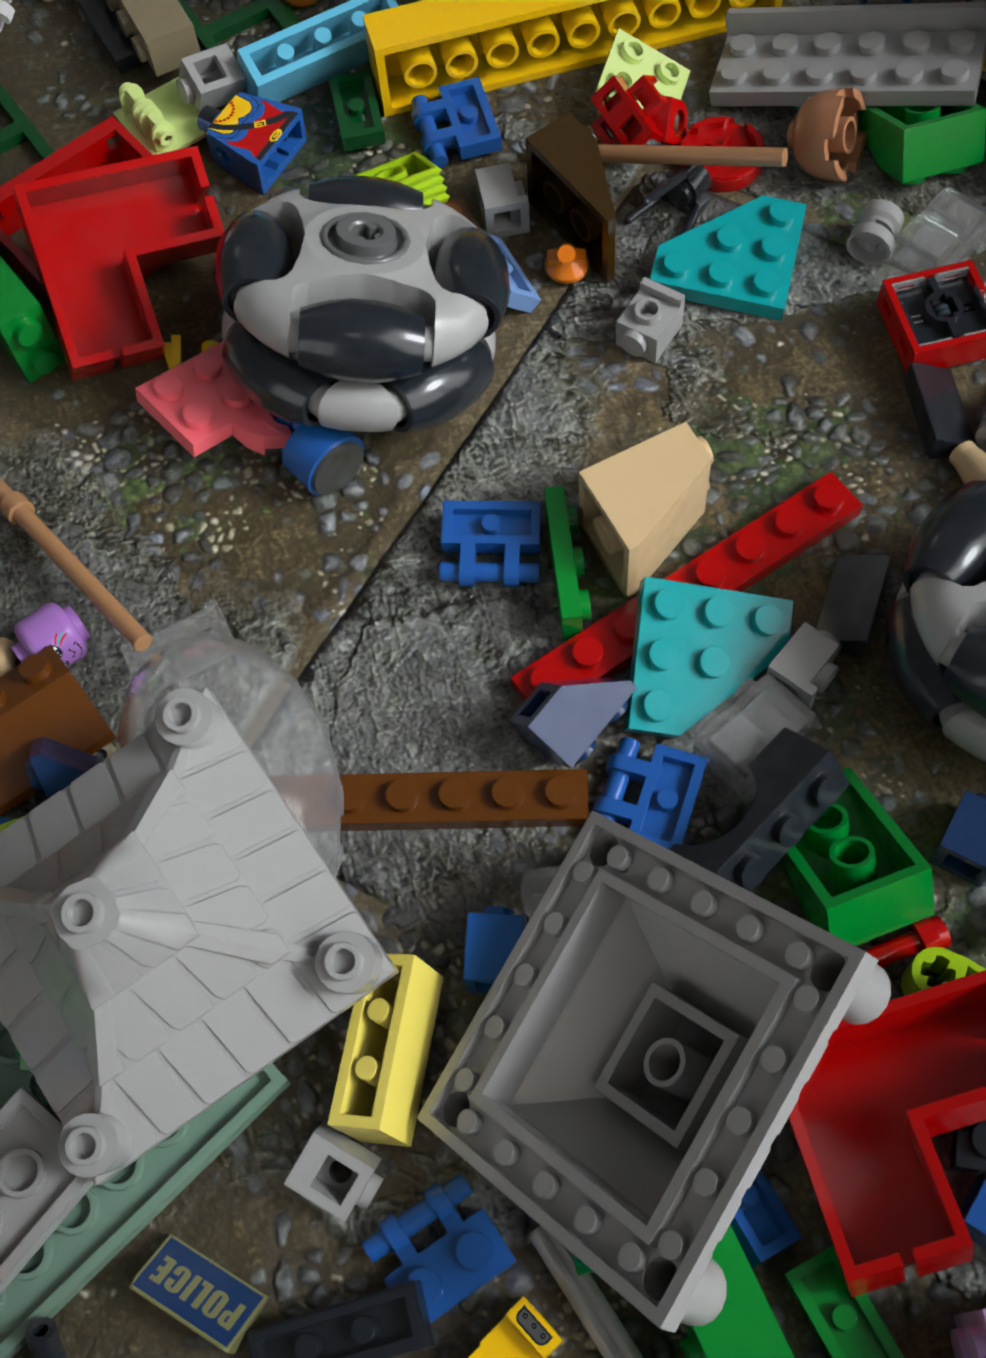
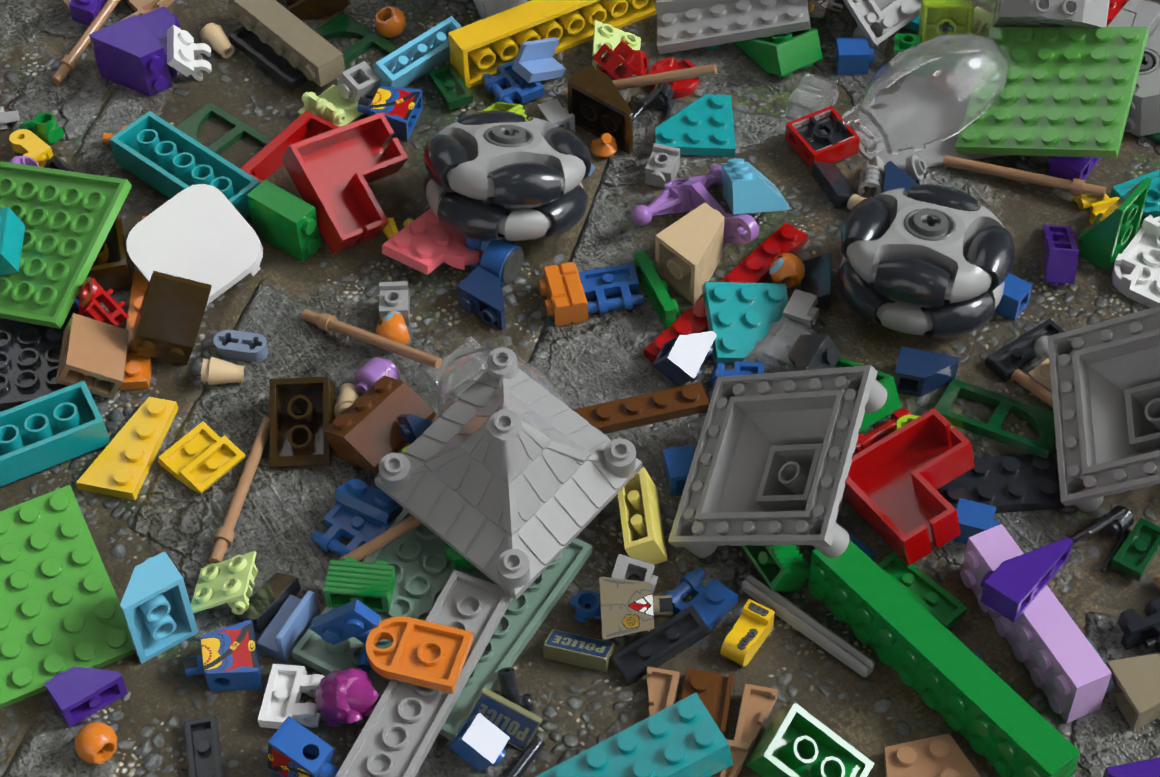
camera: 20 degrees left, 15 degrees down
(109, 552) = (394, 328): none -> orange piece
(131, 498) = (394, 299): none -> light grey brick
(232, 1191) = (586, 599): none -> blue plate
(278, 514) = (483, 297): none -> dark blue slope
(299, 1250) = (629, 606): none -> dark tan torso
(407, 538) = (564, 294): none -> orange brick
(502, 87) = (536, 61): none -> medium blue panel
(673, 388) = (688, 194): none -> medium lavender piece
(784, 404) = (748, 189): none -> medium azure slope
(803, 573) = (787, 270): none -> orange piece
(827, 134) = (732, 57): nougat cylinder -> none
(878, 225) = (773, 102): light grey wheel -> none

